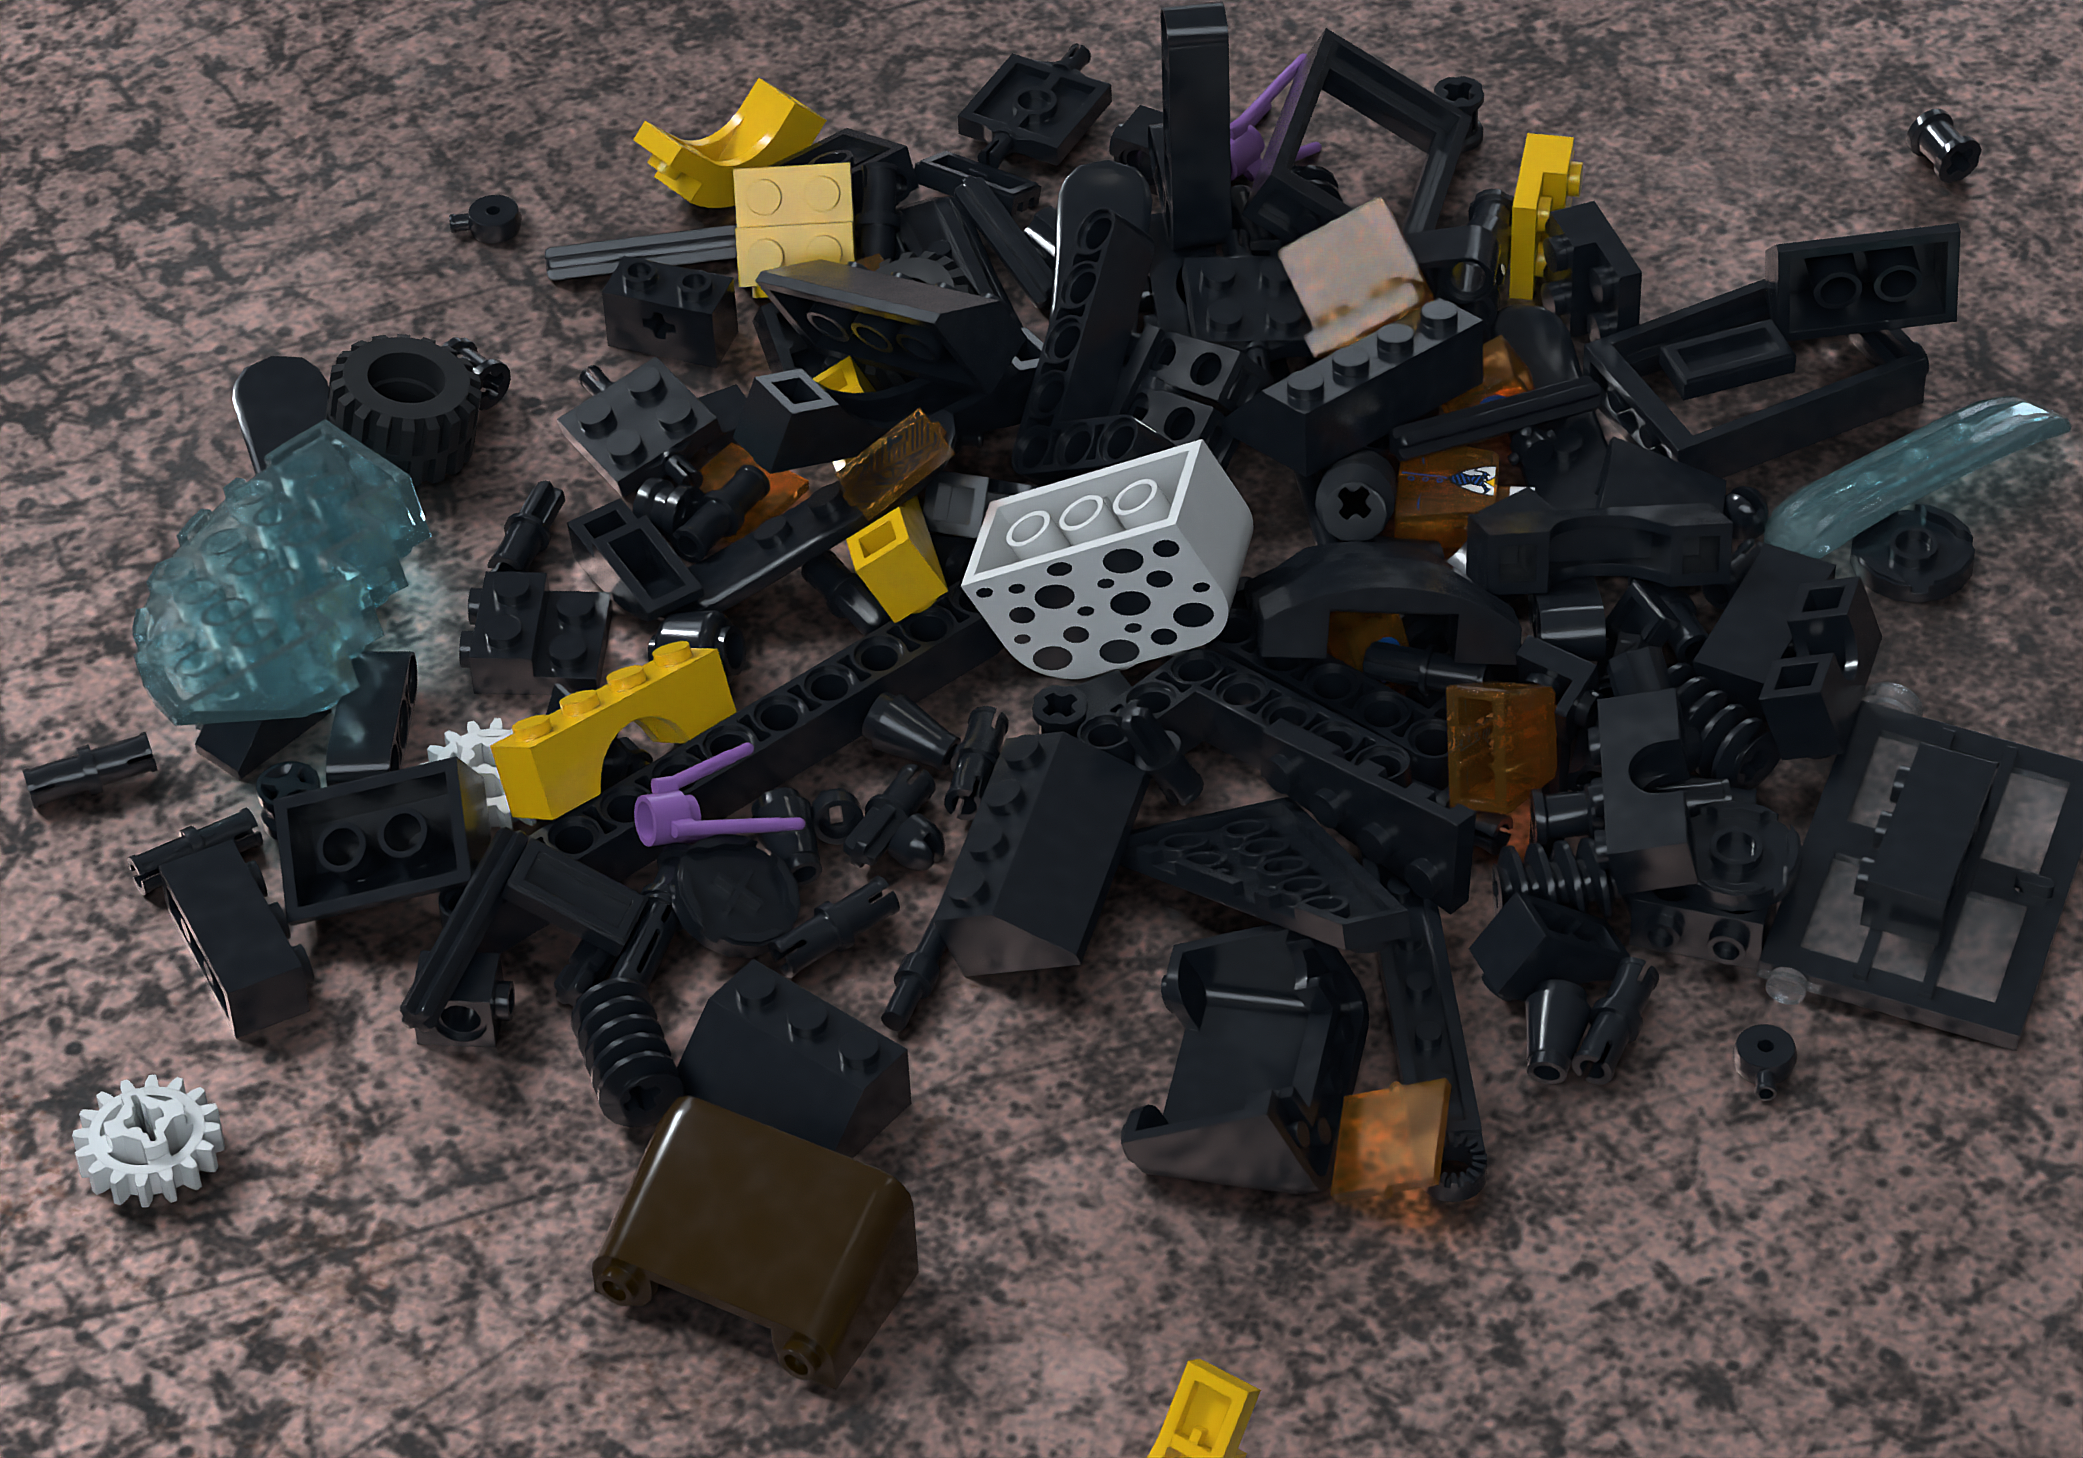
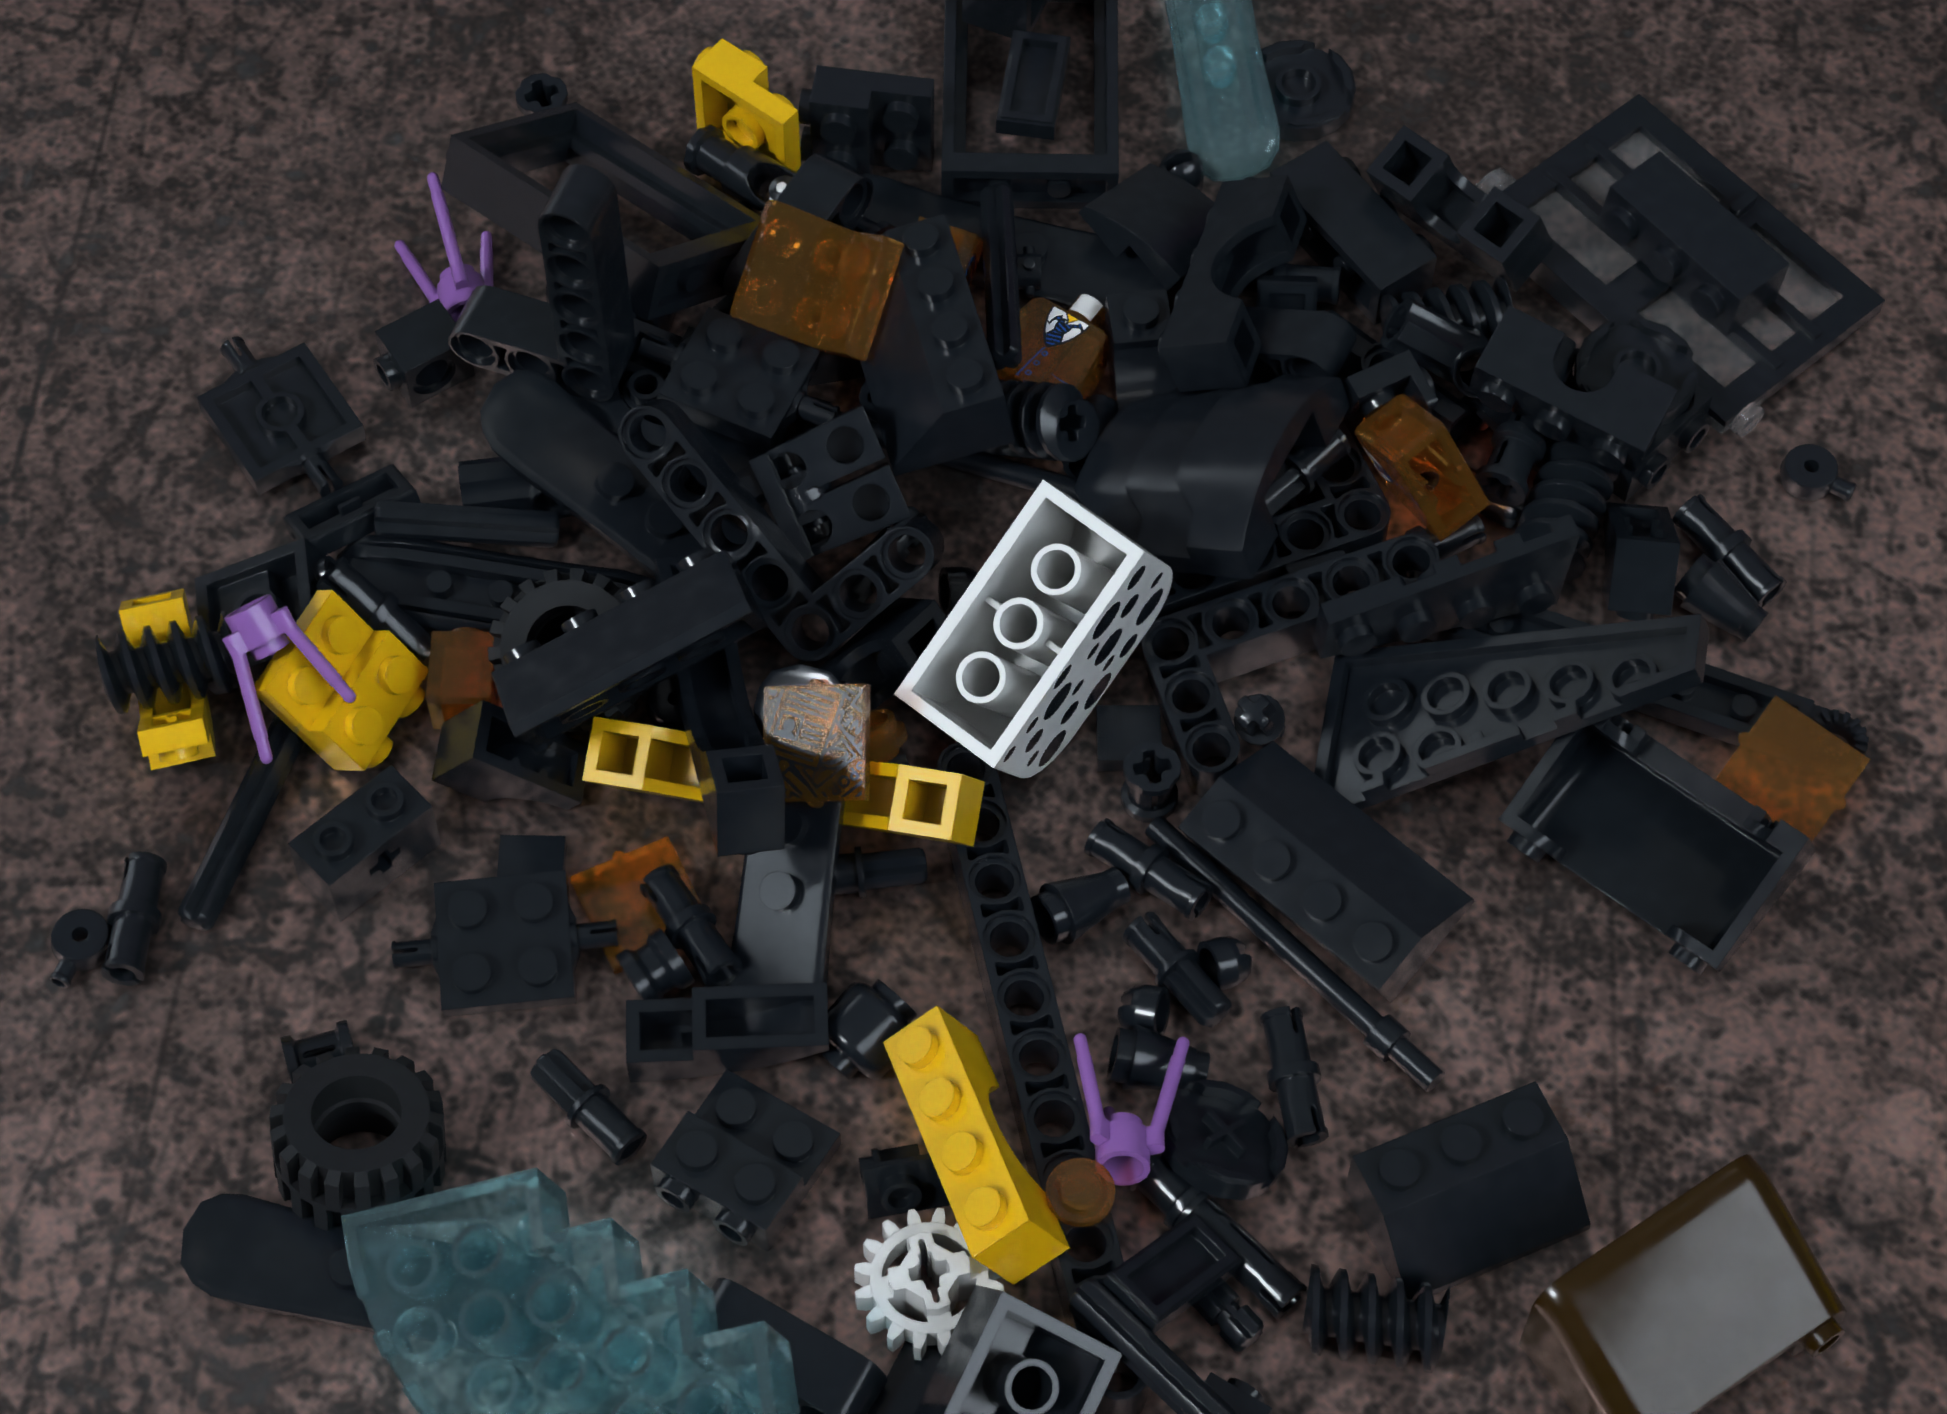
camera: 65 degrees left, 15 degrees up
(525, 230) = (134, 918): none -> black pin
(605, 805) = (1080, 1192): none -> clear orange plate
(729, 118) = (166, 664): none -> black piece
(779, 140) = (262, 631): none -> medium lavender plant
(952, 520) = (885, 735): none -> clear orange plate

